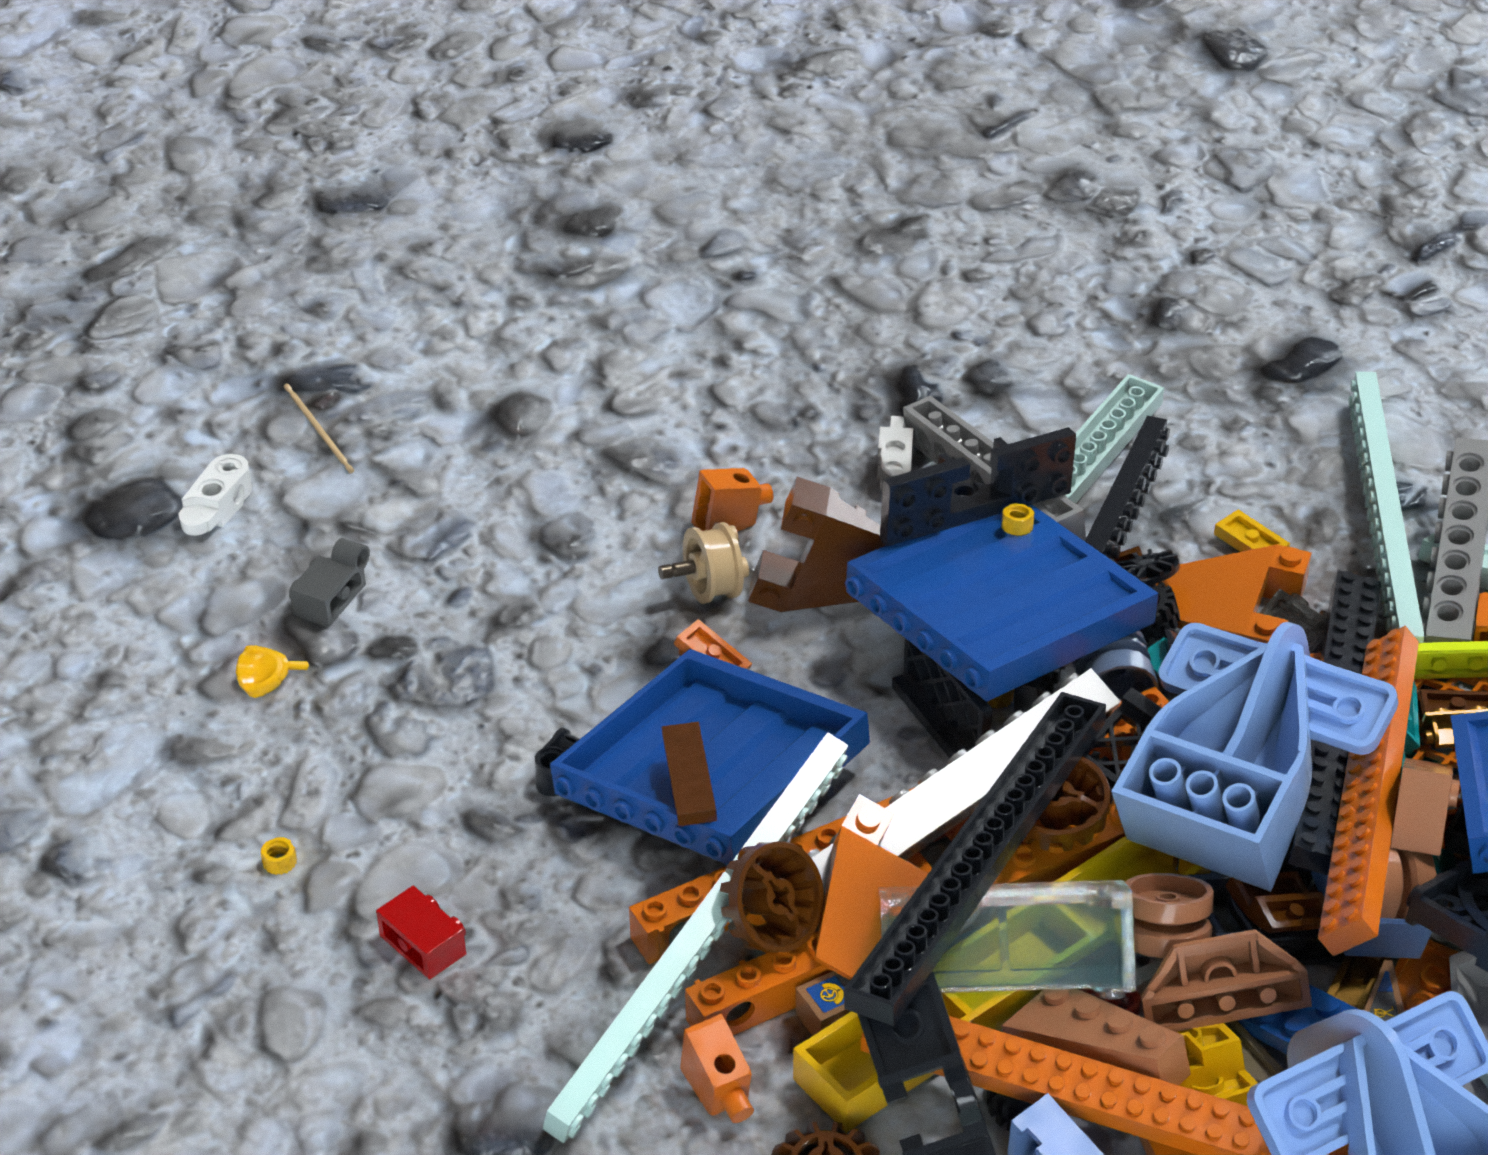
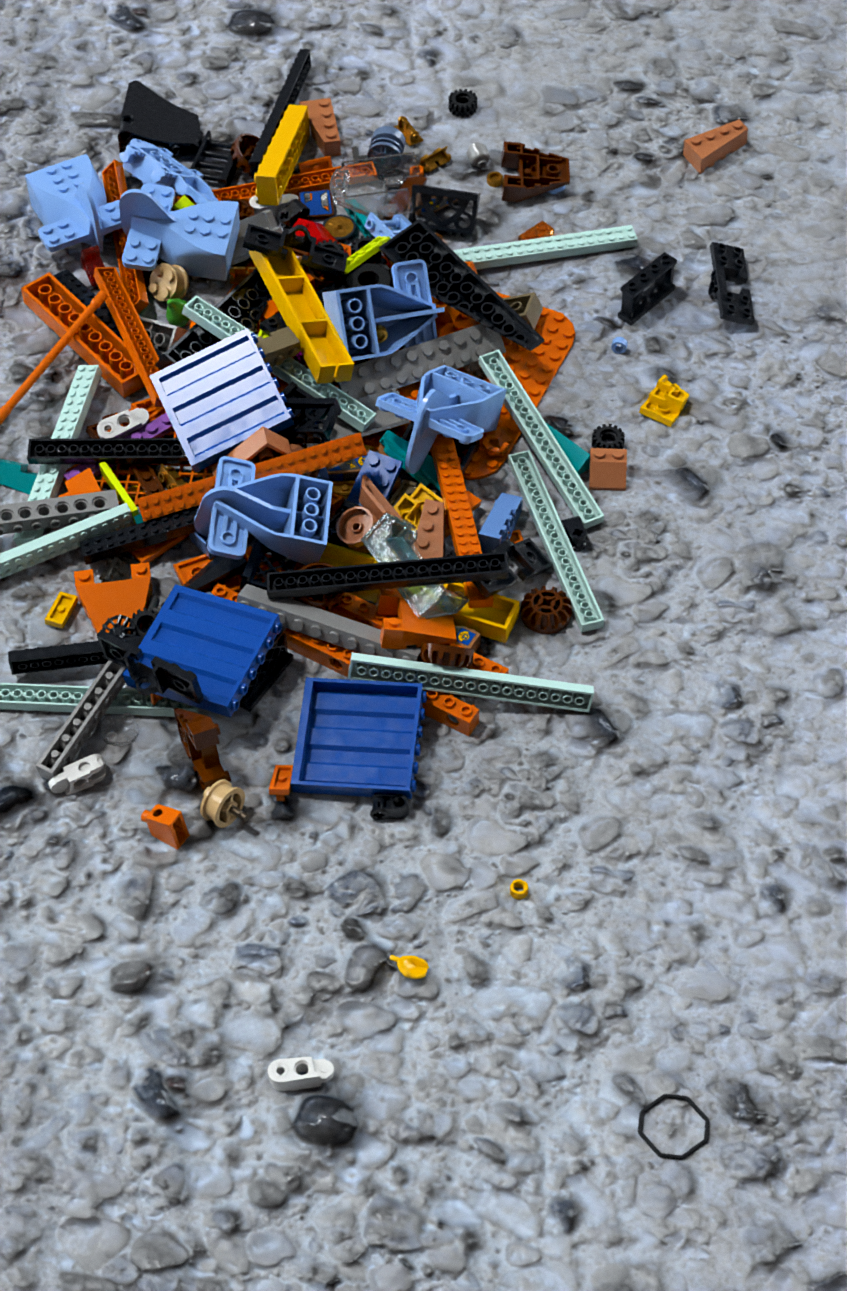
camera: 120 degrees left, 10 degrees up
(319, 429) = (203, 1070): tan piece -> none
(330, 583) = (332, 973): dark grey hinge -> none
(422, 931) = (525, 803): red brick -> none
(689, 774) = (389, 722): reddish brown tile -> none
(717, 1069) = (526, 658): orange torso -> none
(1017, 519) = (150, 651): yellow axle -> none

